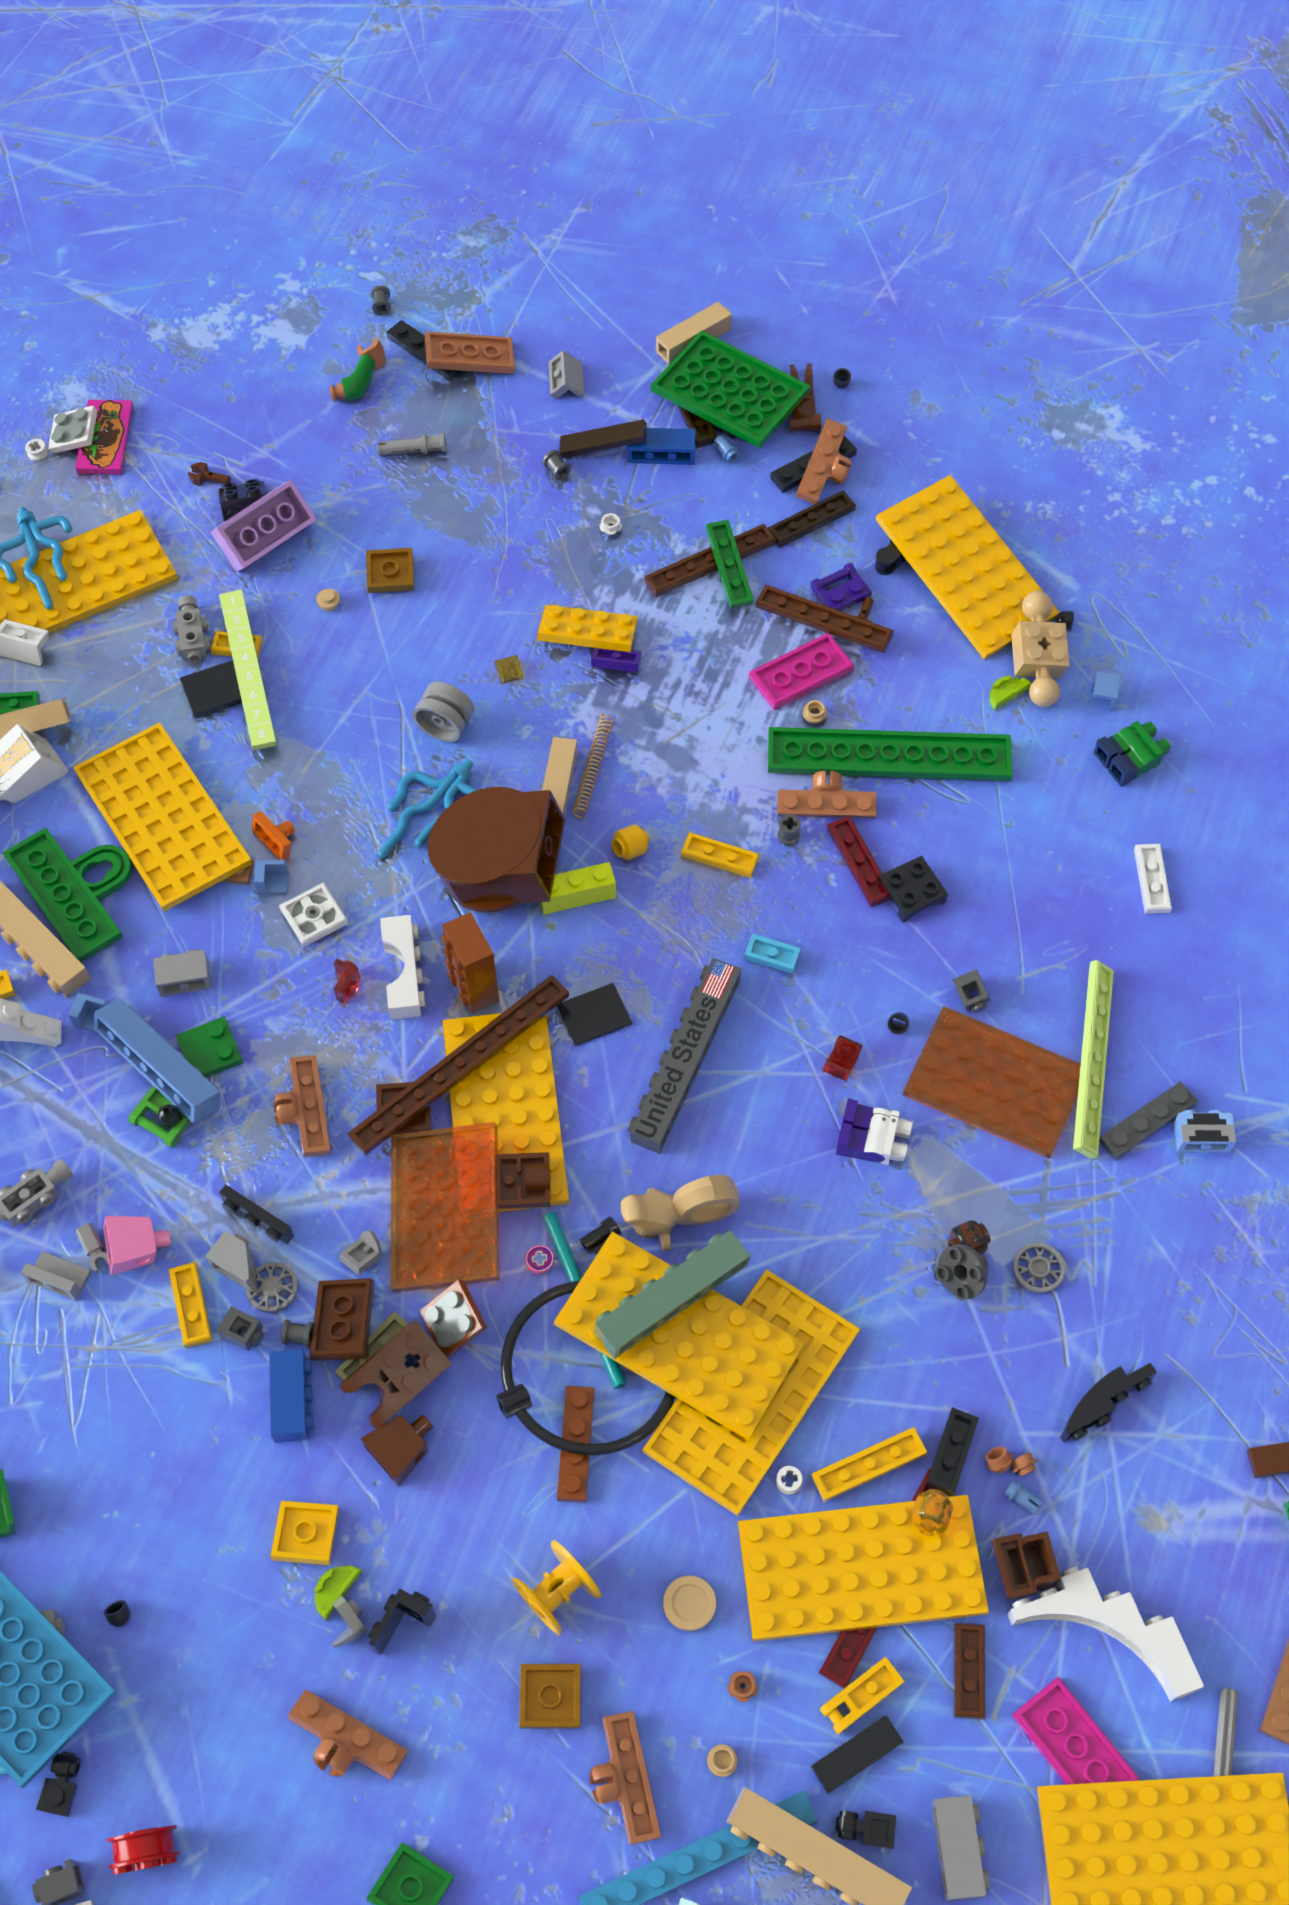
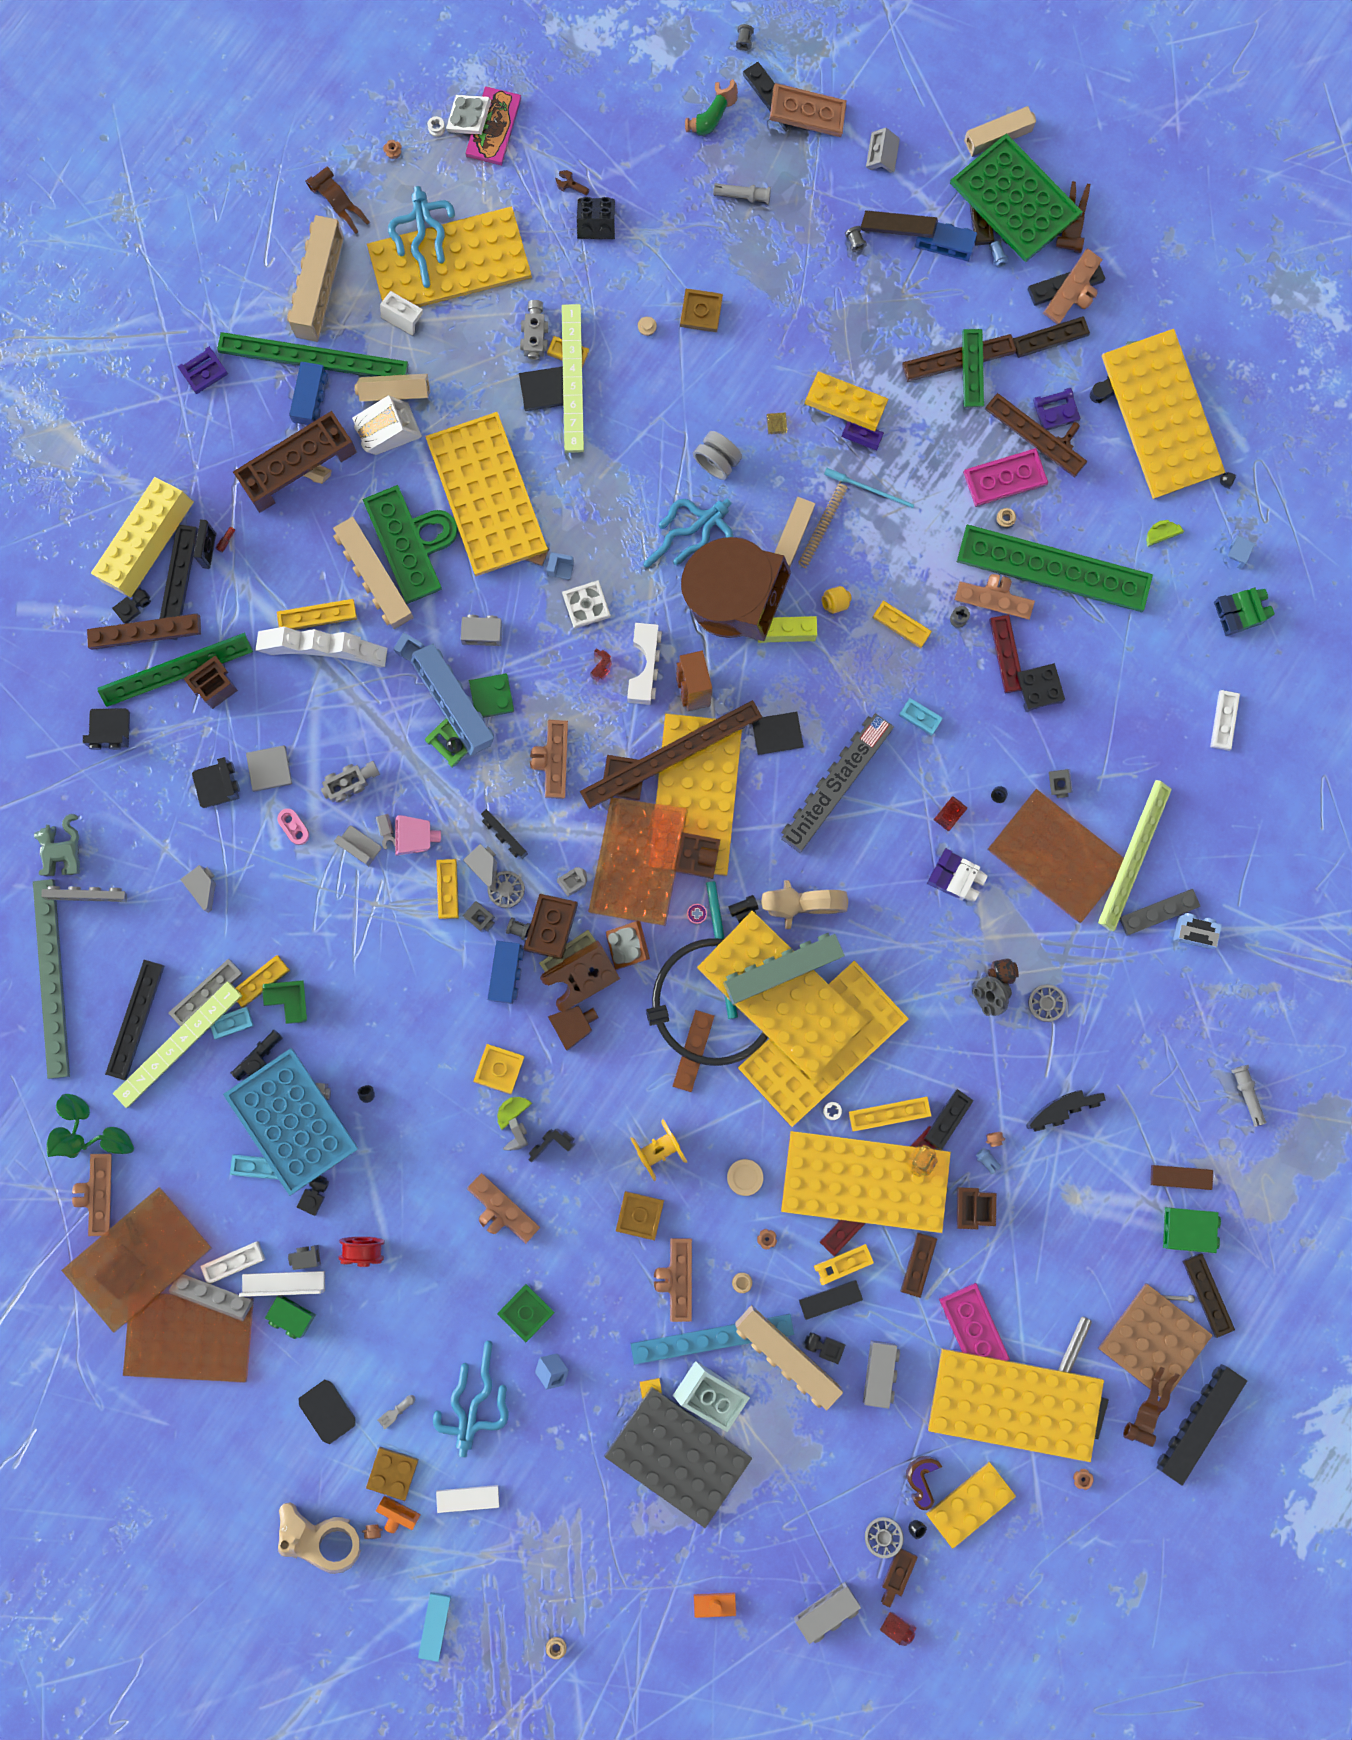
camera: 10 degrees right, 20 degrees up
(263, 525) = (607, 248): lavender brick -> none
(273, 836) = (568, 531): orange tile -> none
(598, 709) = (843, 478): none -> medium azure piece
(610, 524) = (887, 301): white plate -> none
(843, 376) = (1113, 201): black hinge -> none
(998, 1459) = (978, 1132): nougat plate -> none
(1040, 649) = (1206, 513): tan brick -> none
(1156, 1644) = (1048, 1278): white arch -> none

